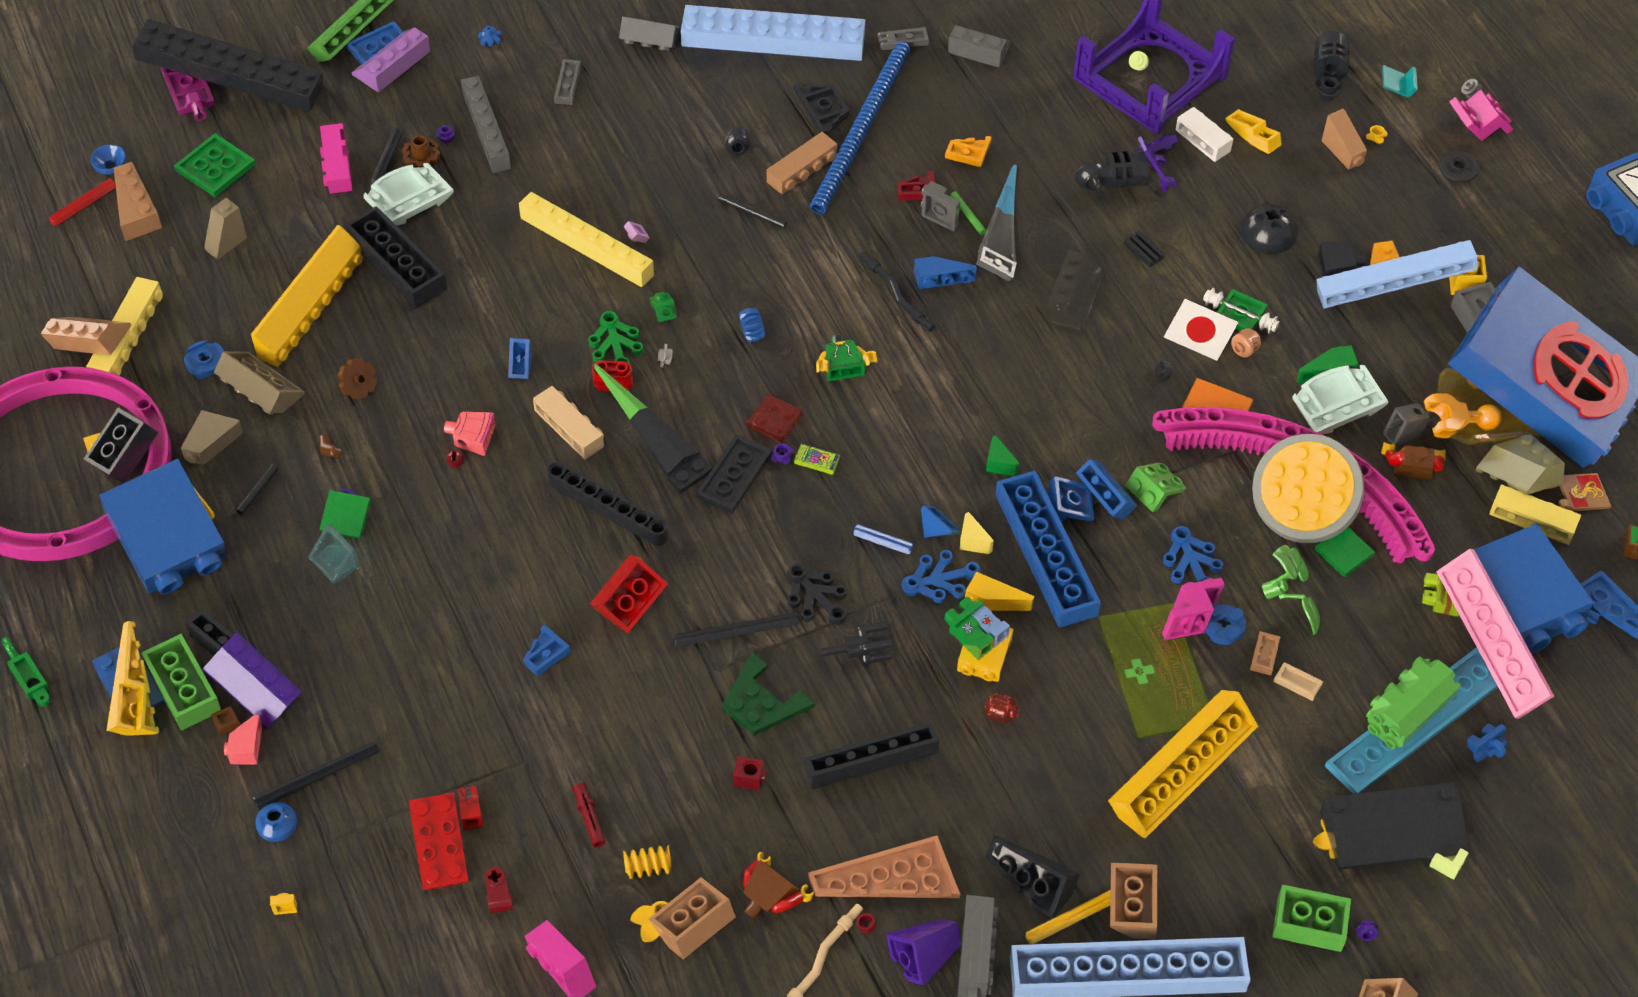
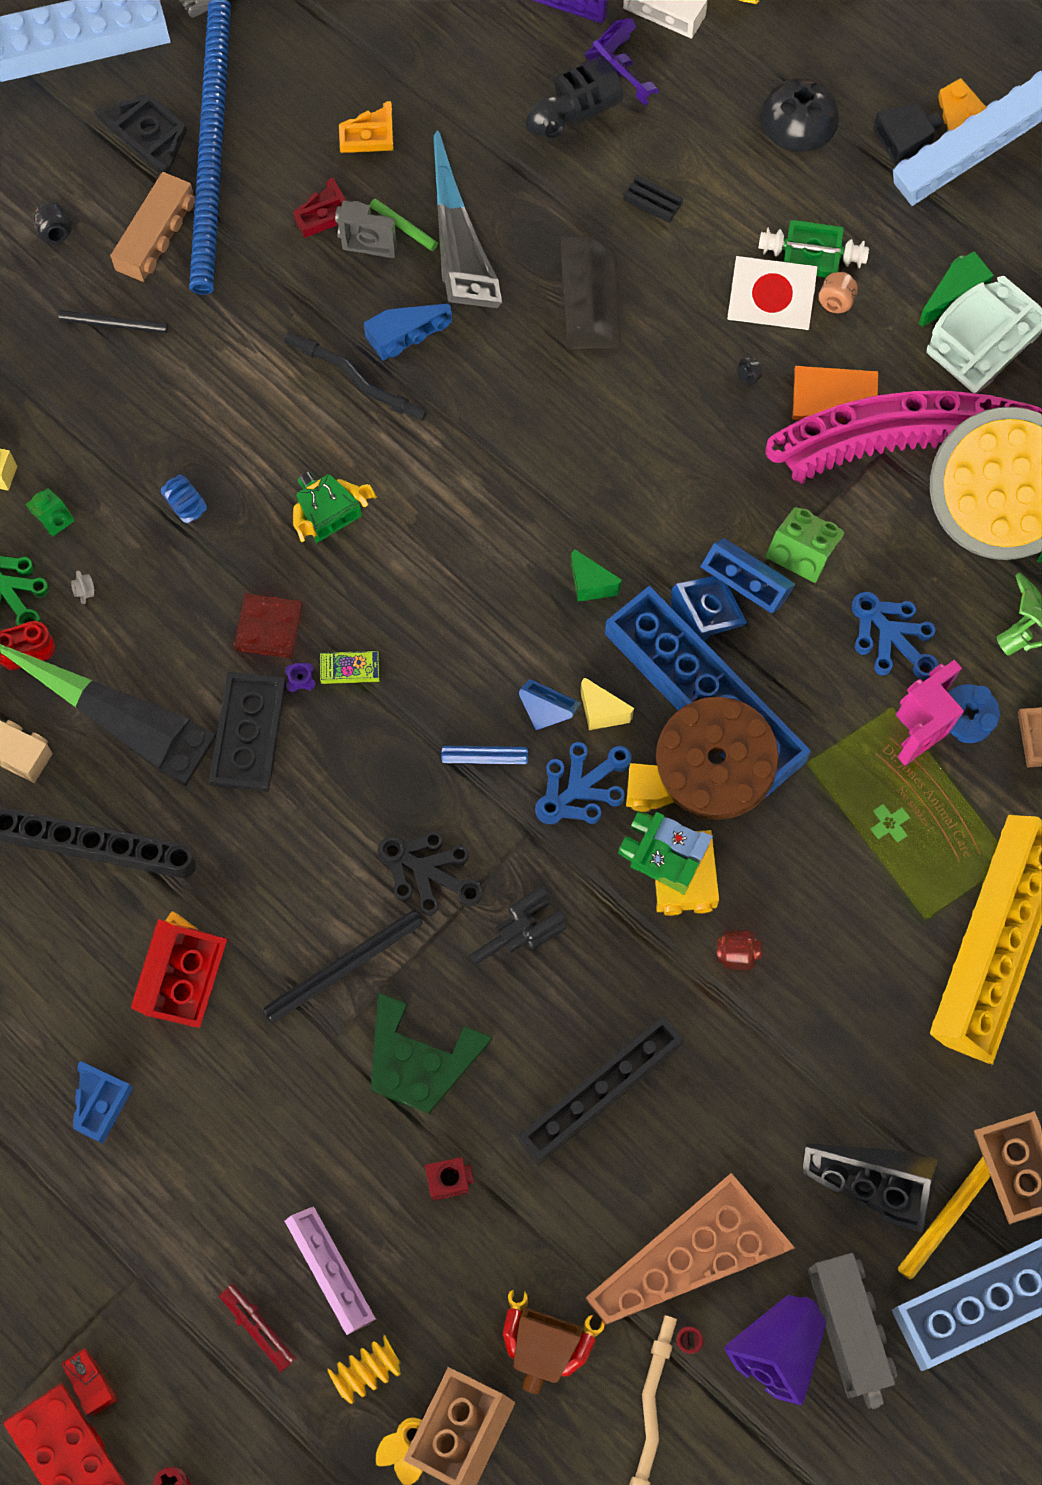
camera: 20 degrees left, 15 degrees up
(649, 798) = (330, 1270): none -> lavender plate
(1039, 565) = (711, 728): none -> reddish brown piece

